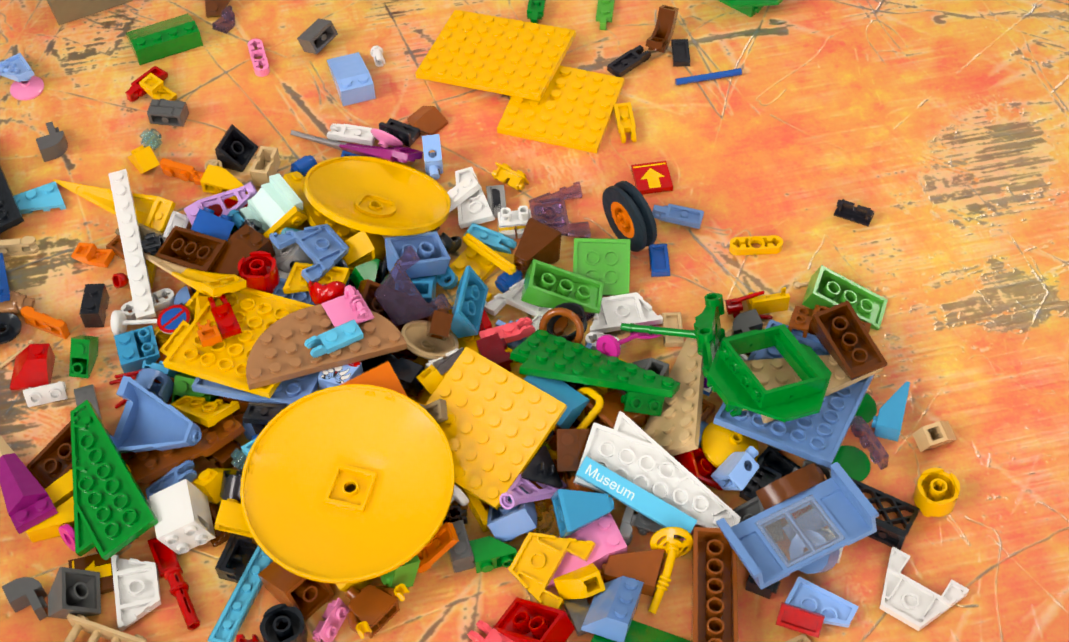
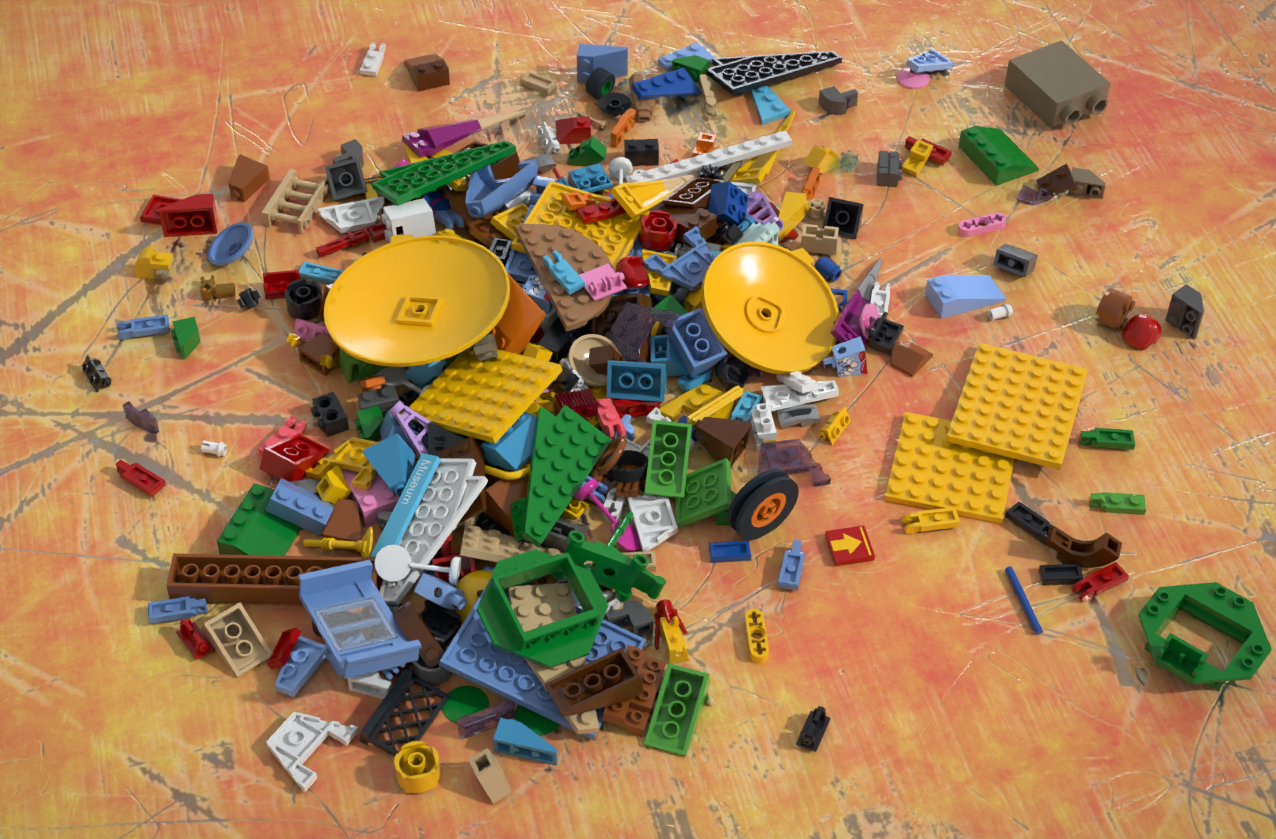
camera: 85 degrees right, 5 degrees down
(466, 590) = (329, 414): none -> black brick
(592, 321) = (619, 490): none -> dark orange tile
(691, 30) = (1100, 581): none -> red hinge
(702, 503) = (395, 562): none -> white piece

